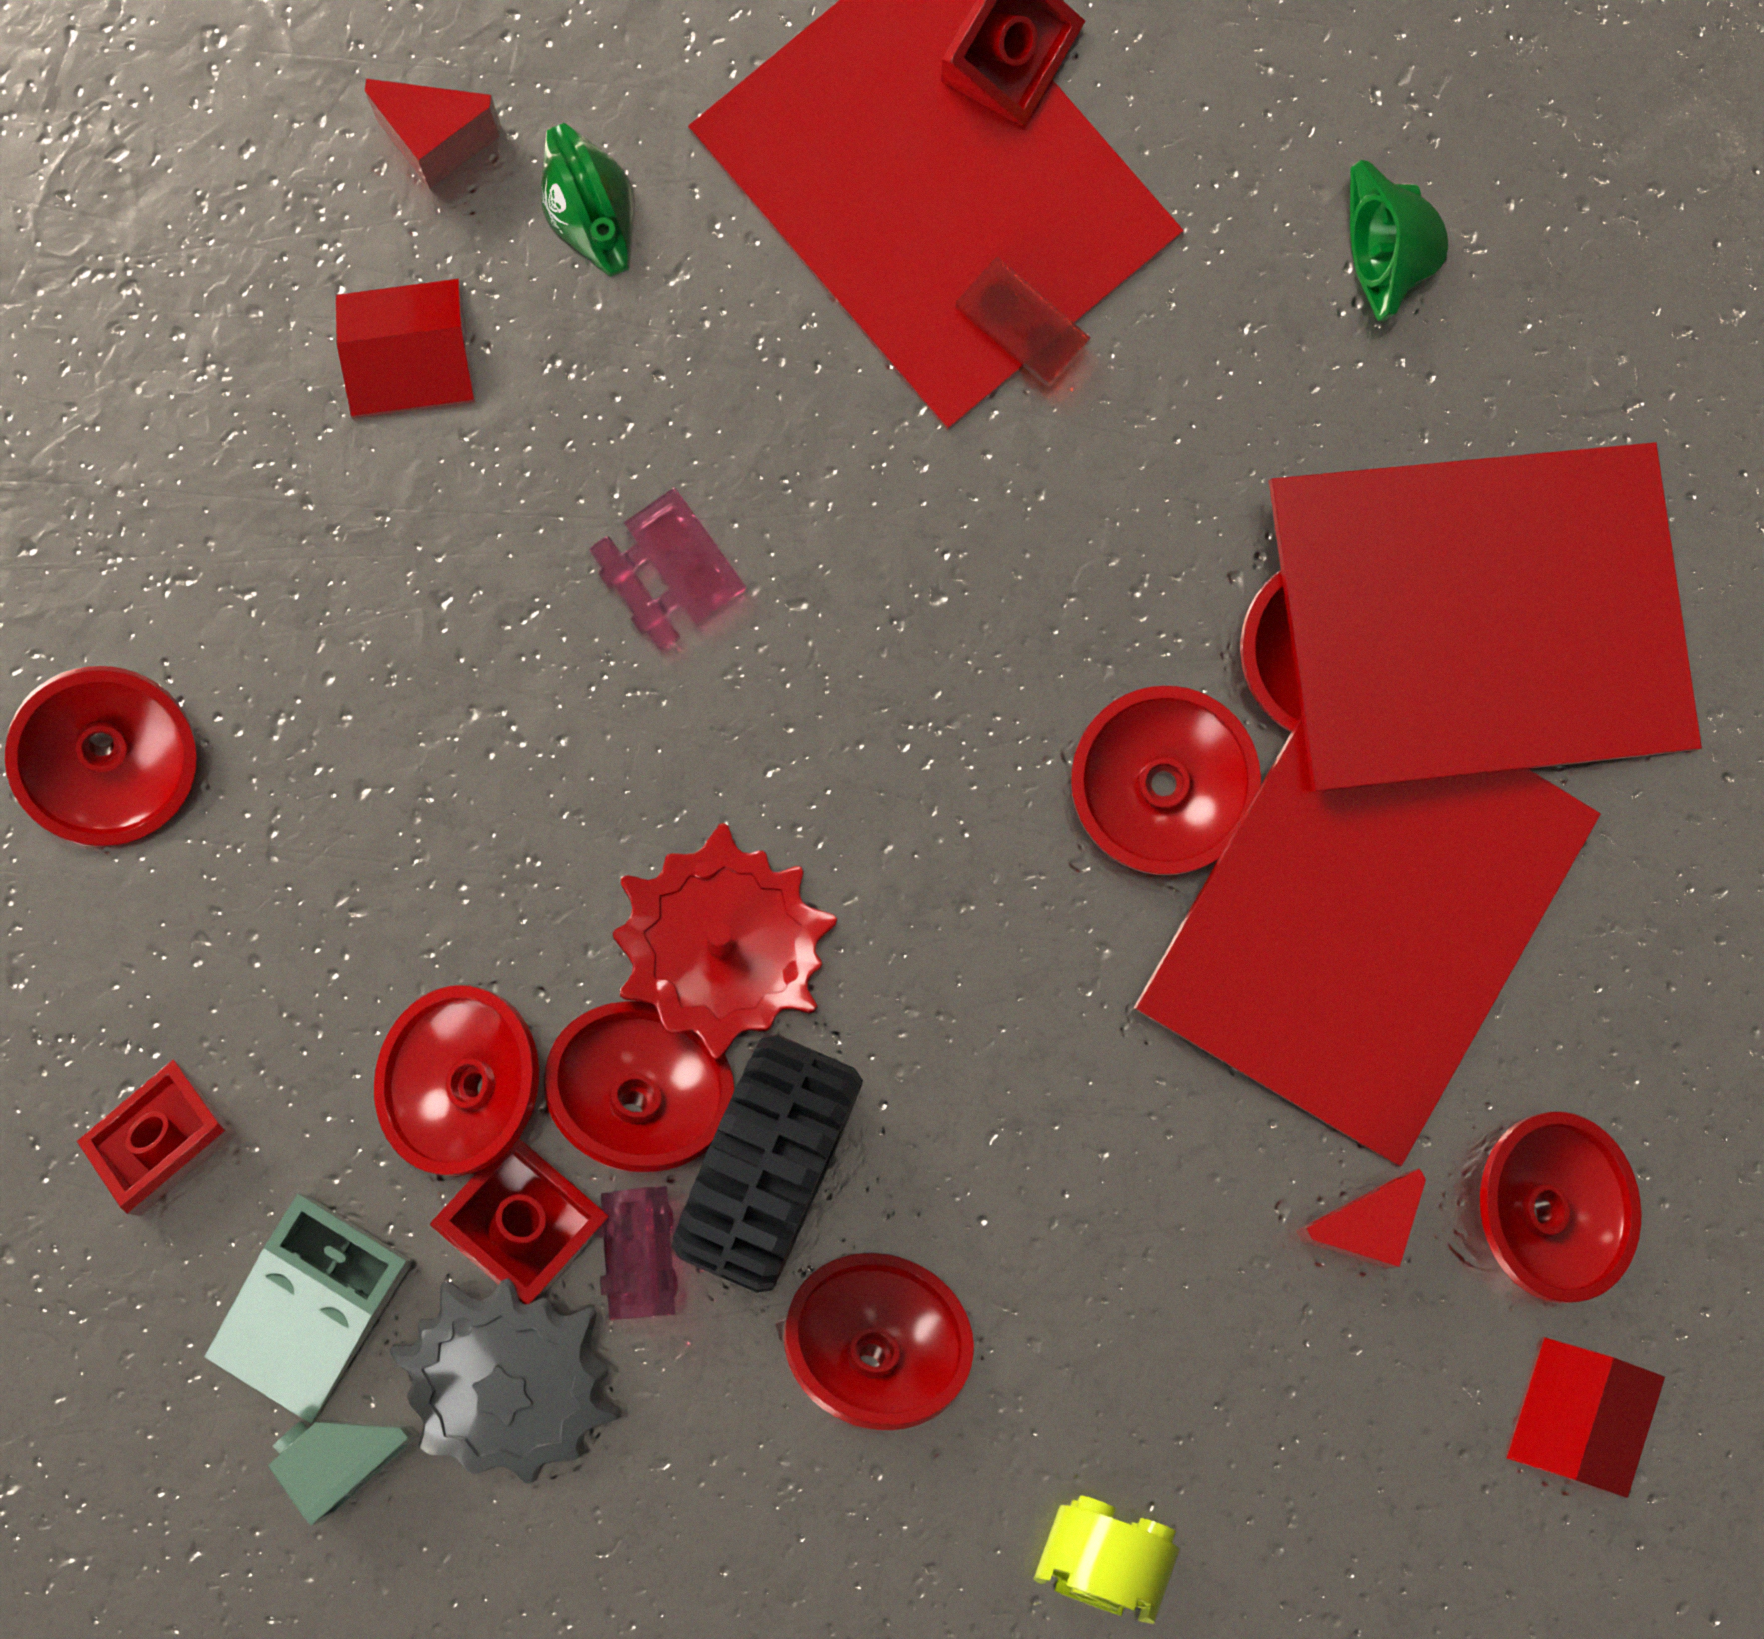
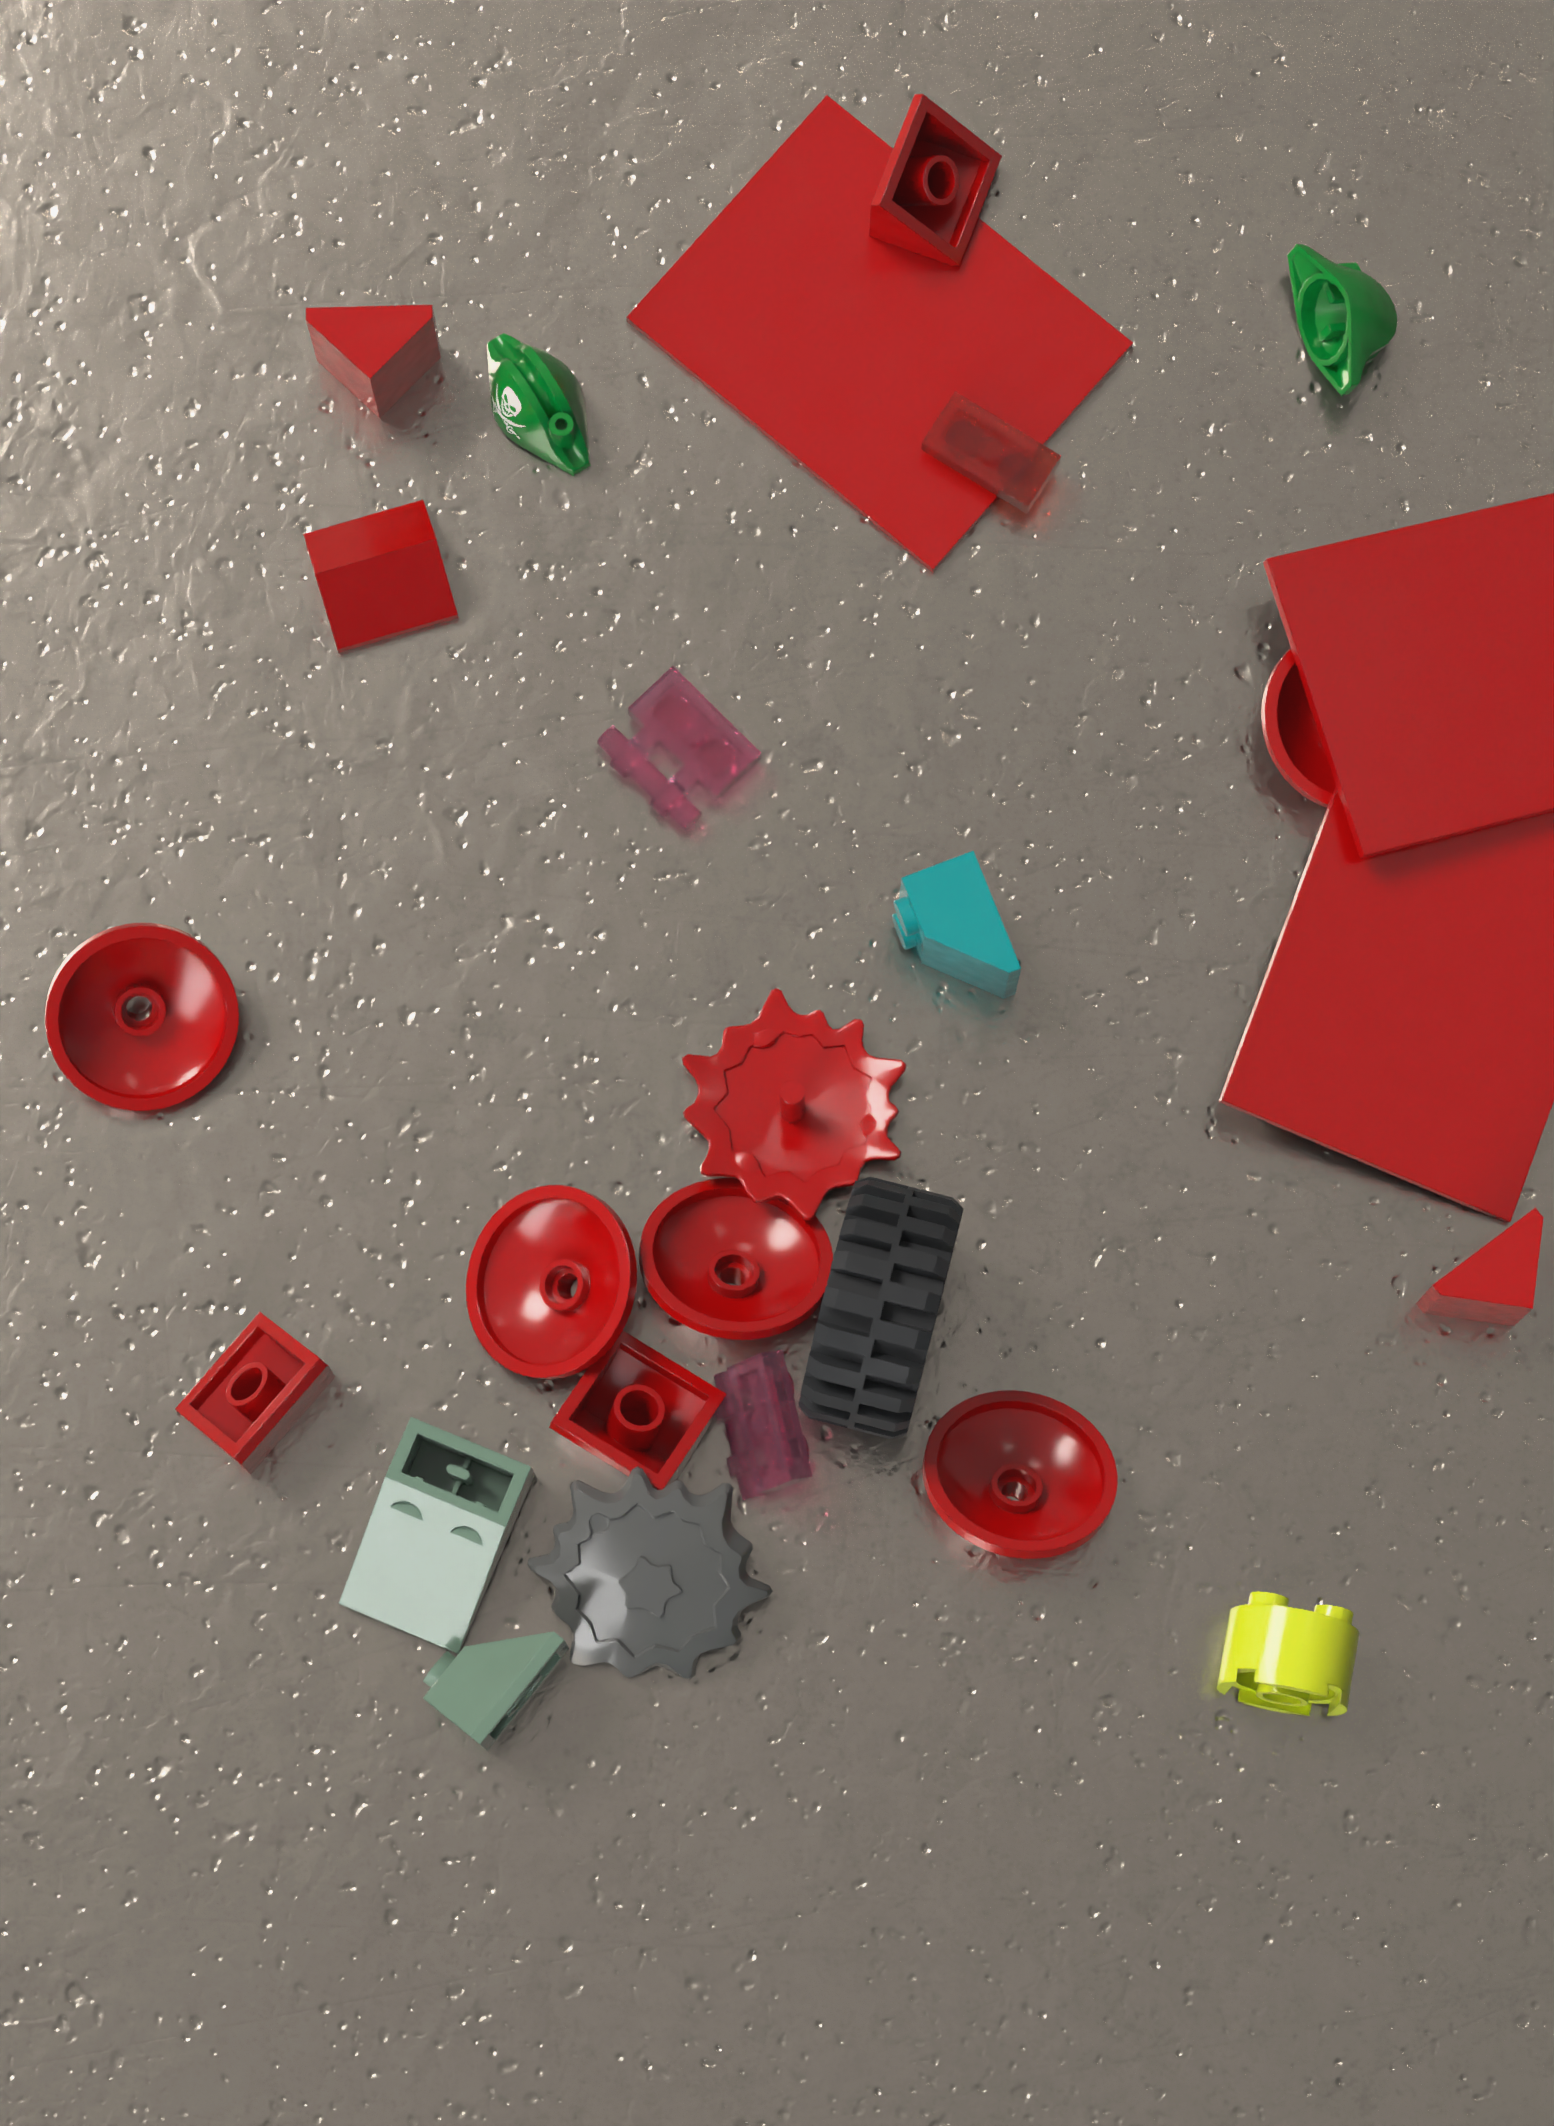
camera: 10 degrees left, 5 degrees down
(907, 791) = (957, 925): none -> teal slope
(1173, 735) = (1217, 832): red dish -> none

